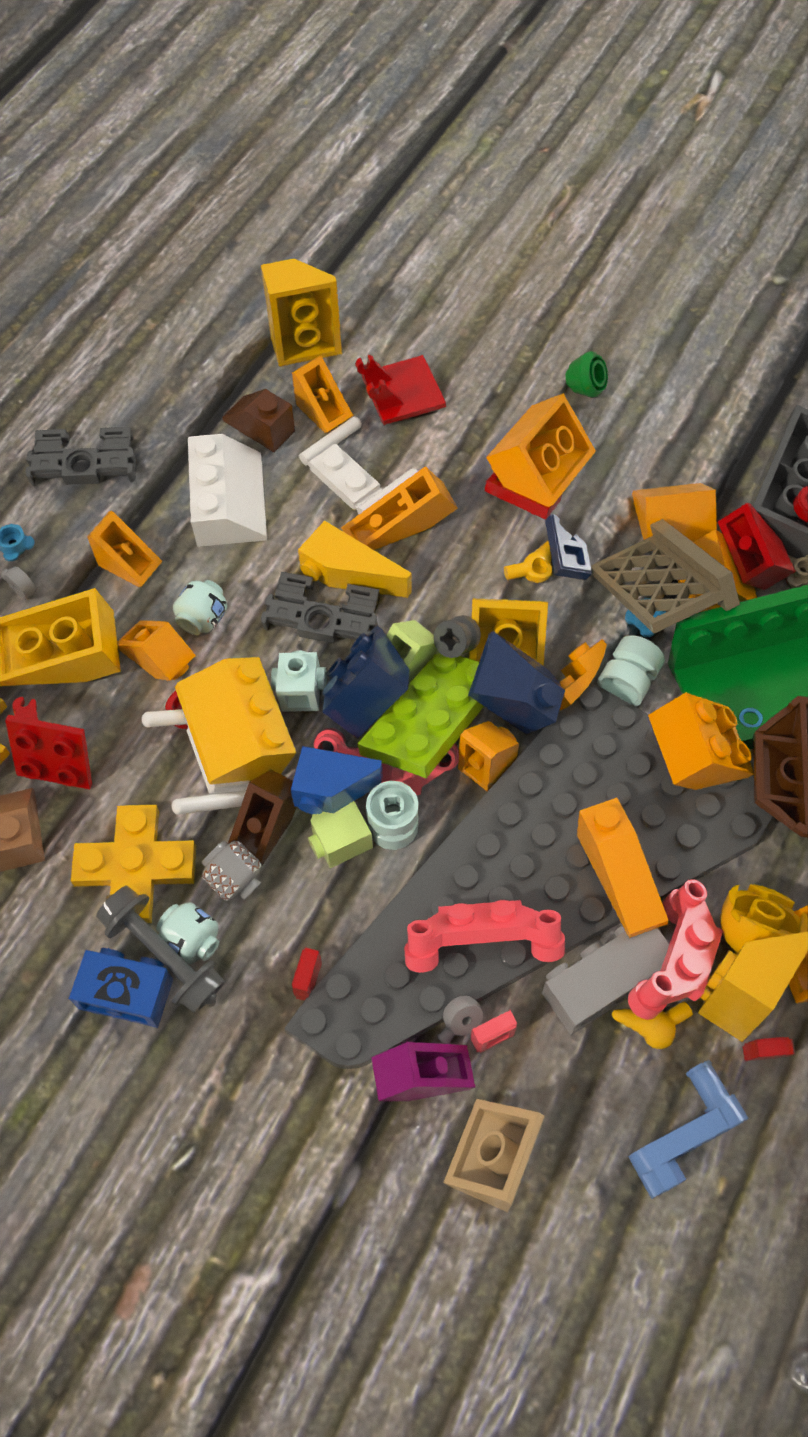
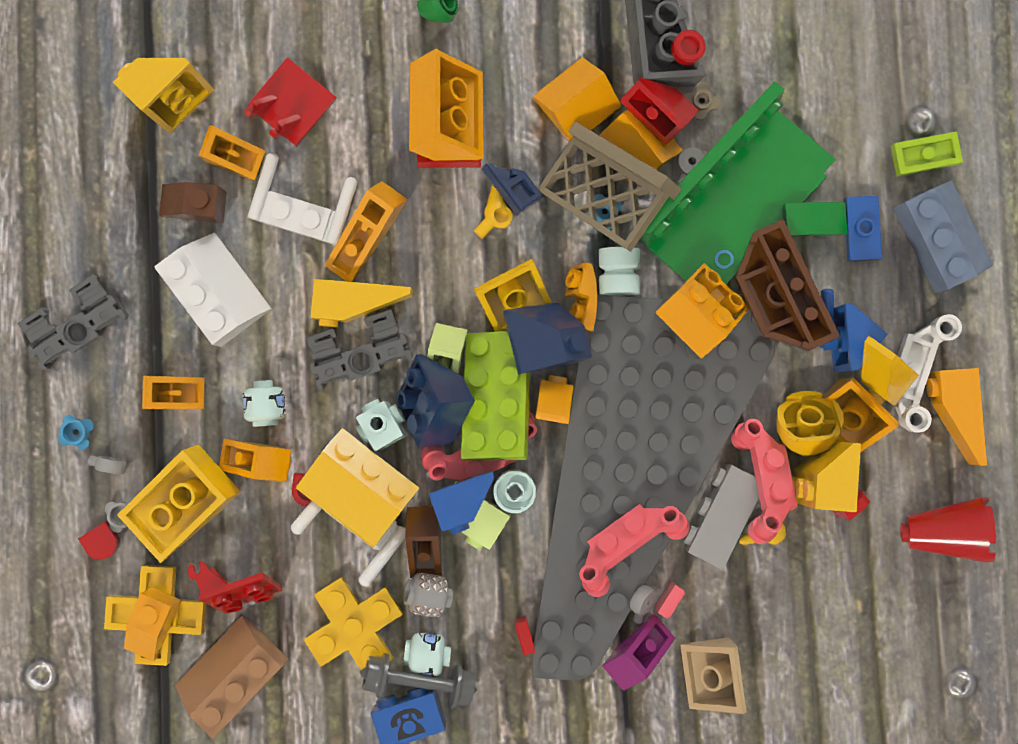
camera: 35 degrees left, 25 degrees up
(461, 627) = (478, 323): dark grey wheel -> none
(621, 866) = (698, 444): light orange slope -> none
(657, 1161) = (815, 616): medium blue beam -> none

